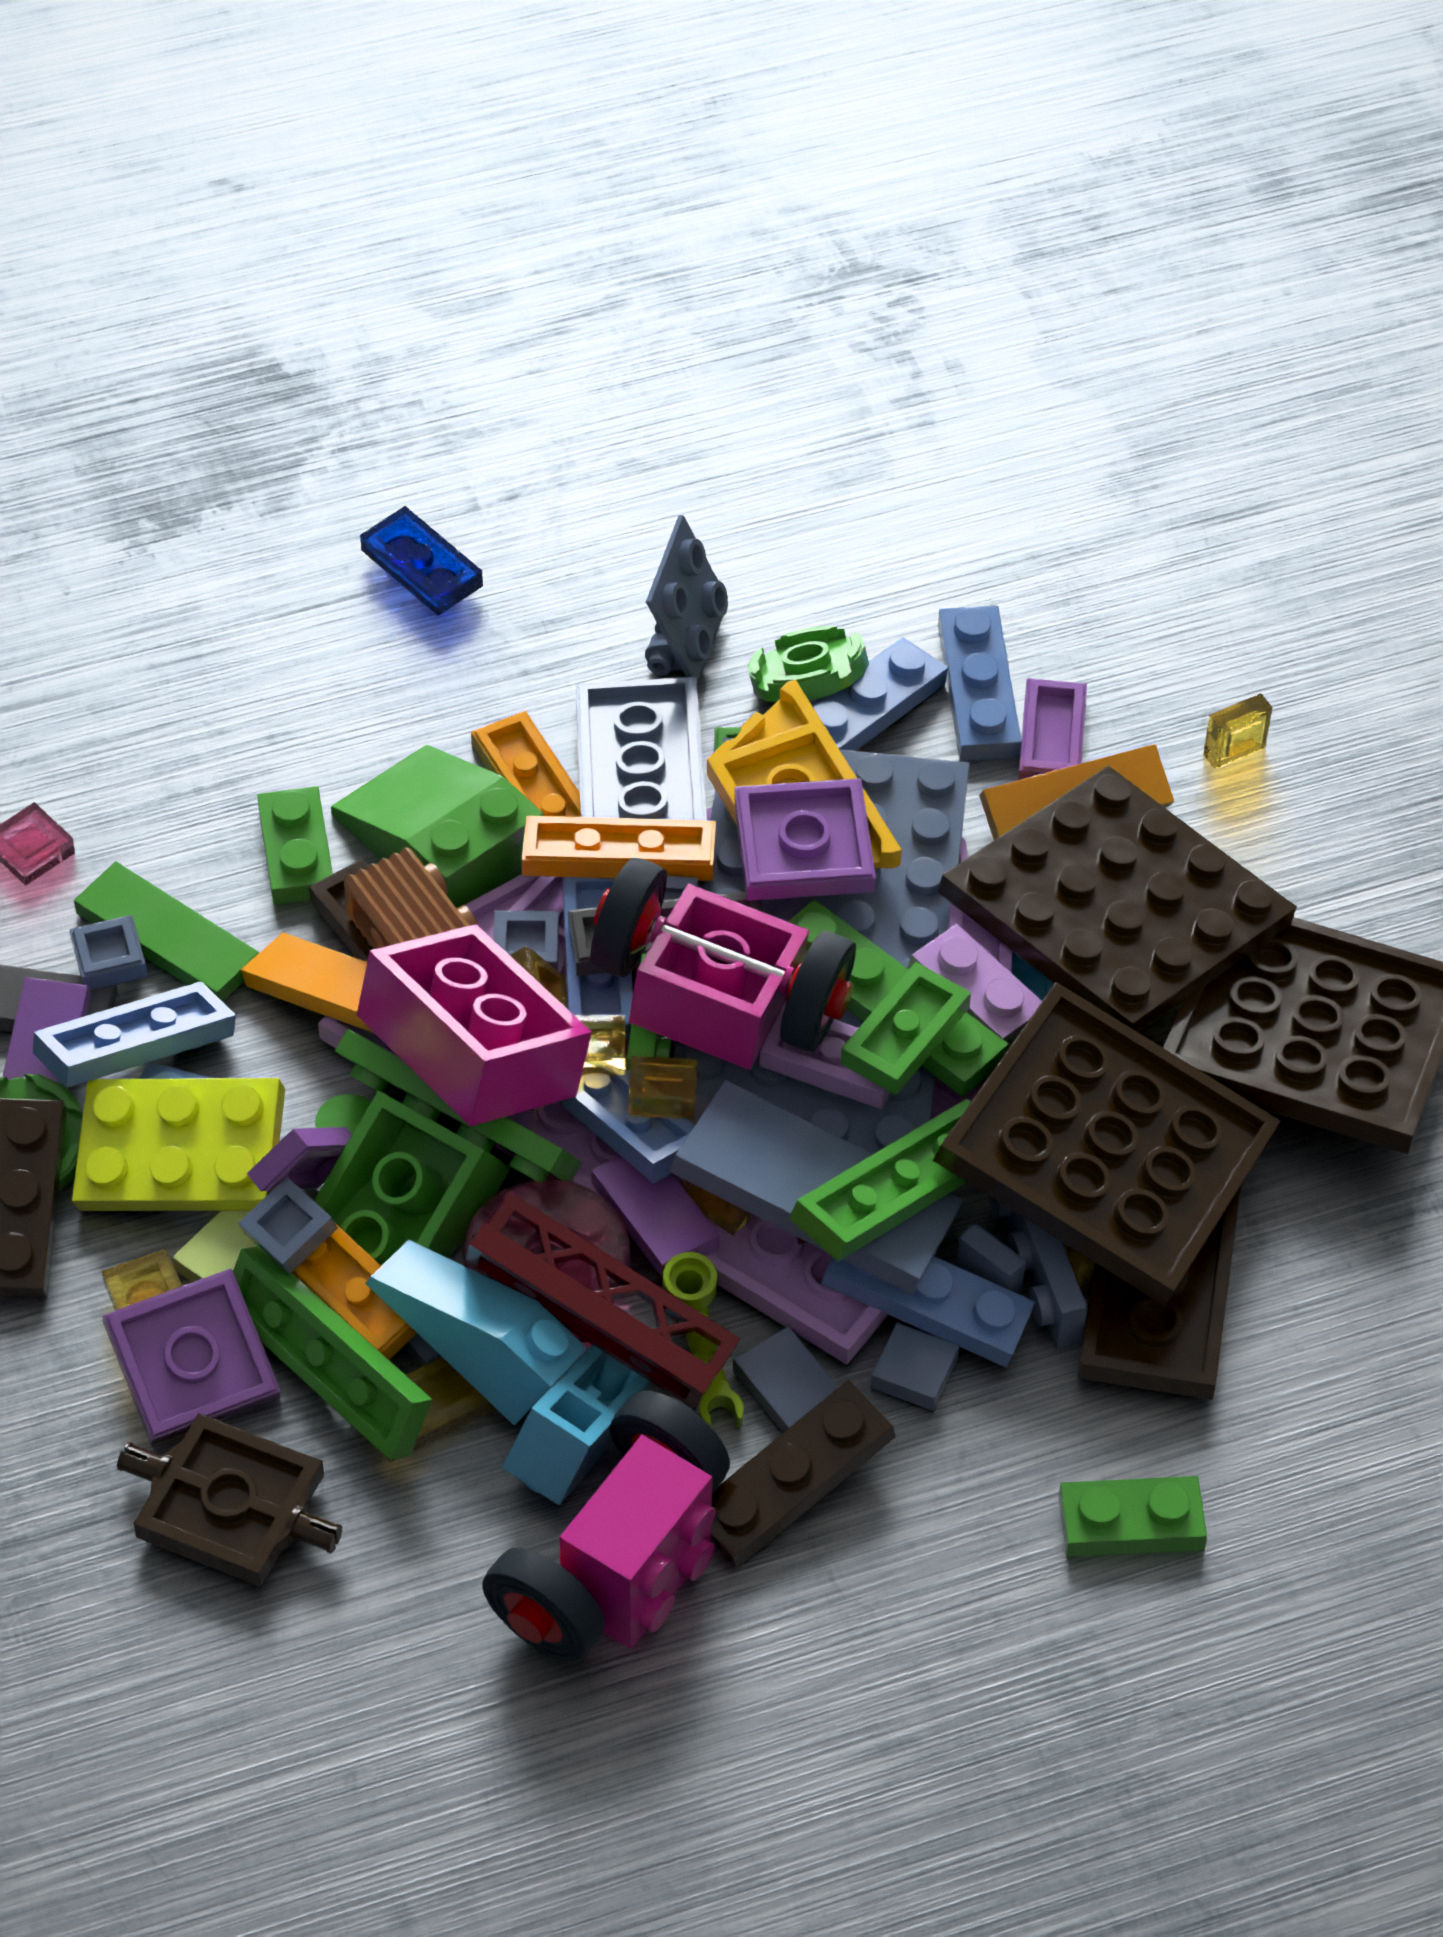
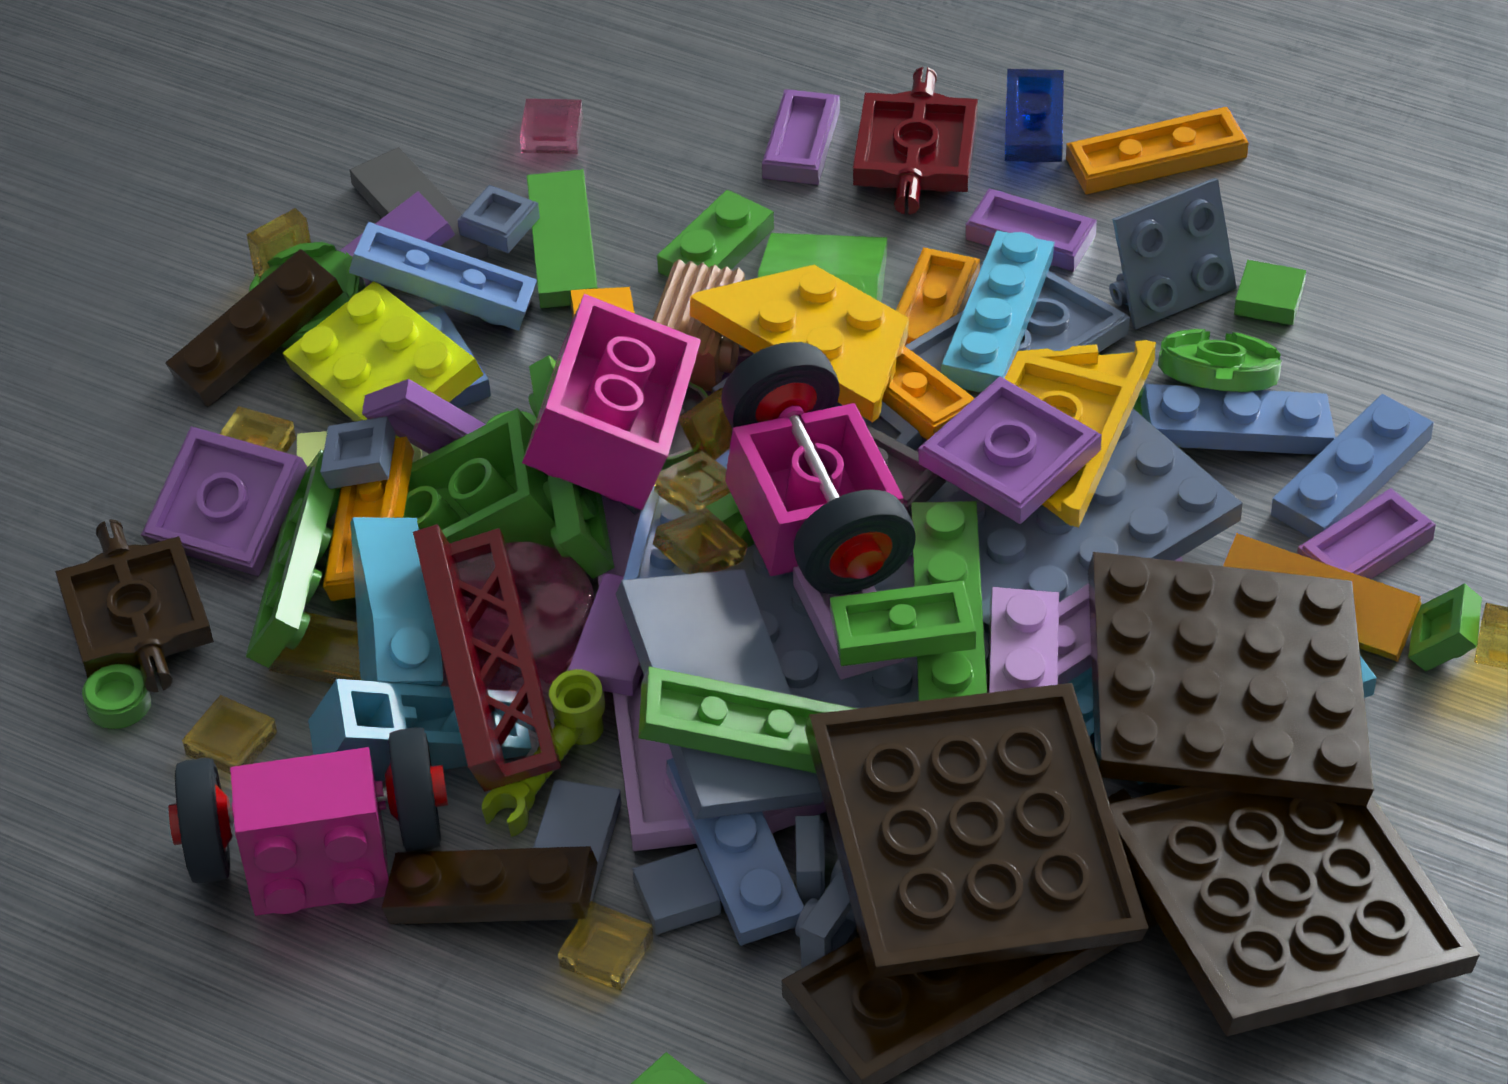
camera: 50 degrees right, 5 degrees down
(250, 707) = (801, 137): none -> medium lavender tile
(303, 1580) = (116, 696): none -> bright green tile
(356, 647) = (915, 142): none -> dark red plate
(436, 1534) = (229, 734): none -> clear yellow tile
(527, 659) = (1015, 214): none -> medium lavender tile
(531, 853) = (816, 309): none -> yellow wing
(541, 526) = (1156, 150): none -> light orange tile
(616, 741) = (998, 310): none -> medium azure plate
(763, 585) = (1270, 292): none -> bright green tile
(921, 1448) = (606, 946): none -> clear yellow tile
(1189, 754) = (1445, 627): none -> bright green plate

